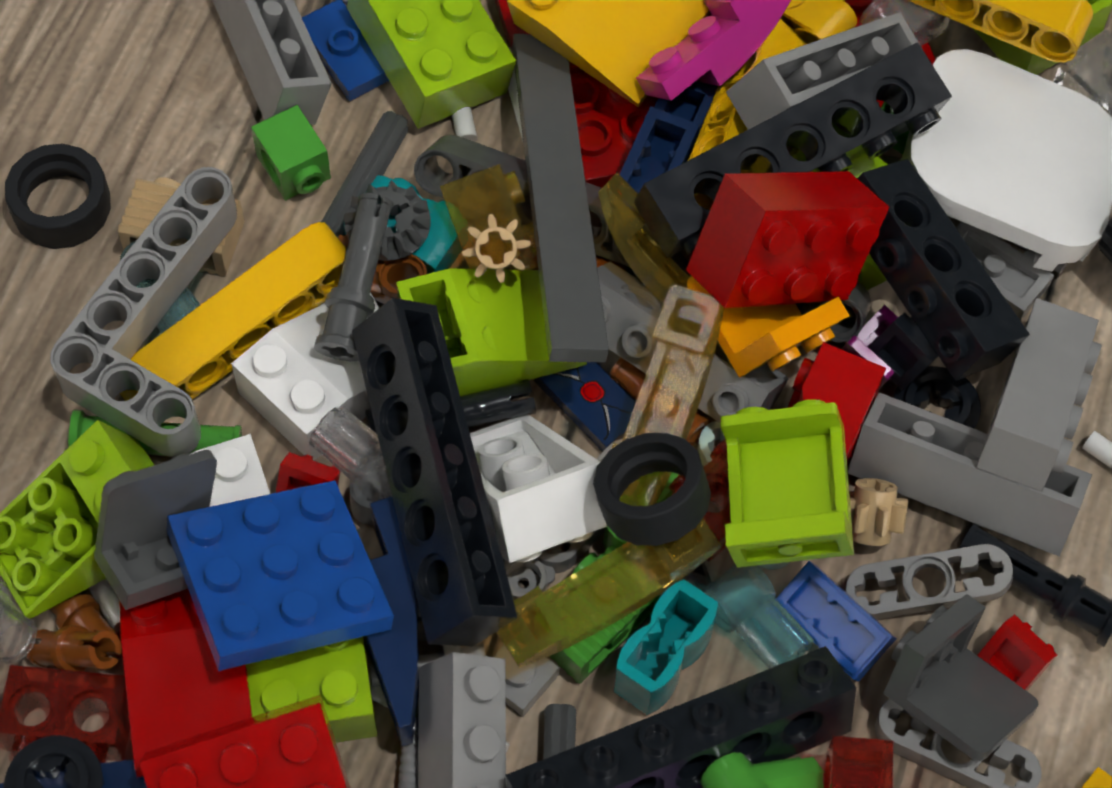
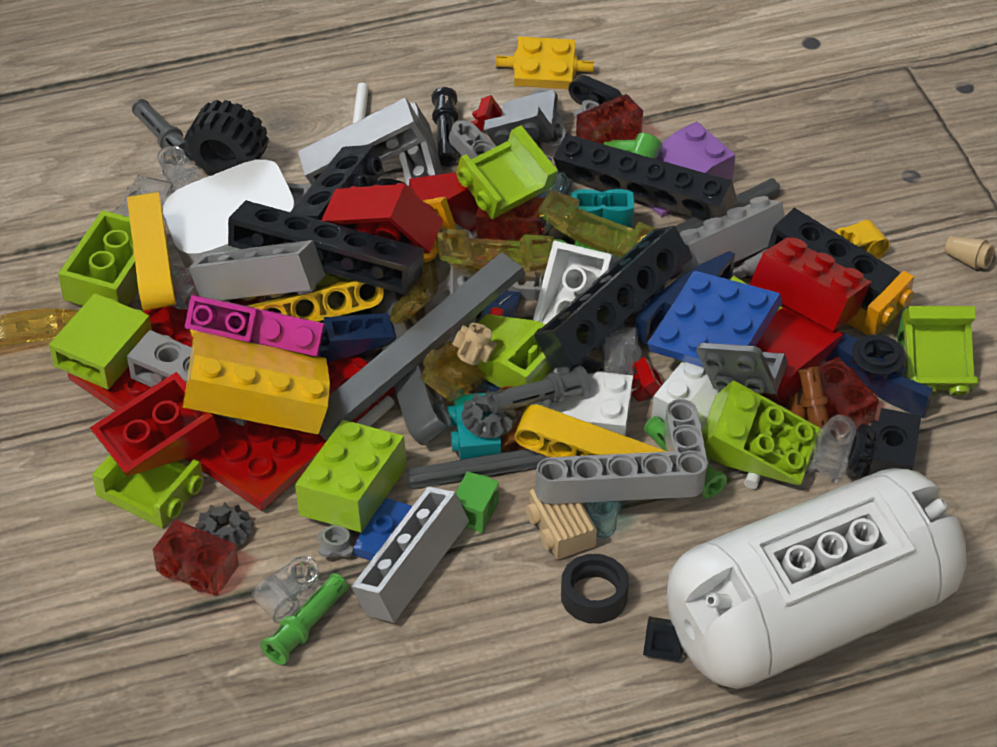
camera: 125 degrees left, 15 degrees down
(664, 520) = (546, 192): black tyre -> none

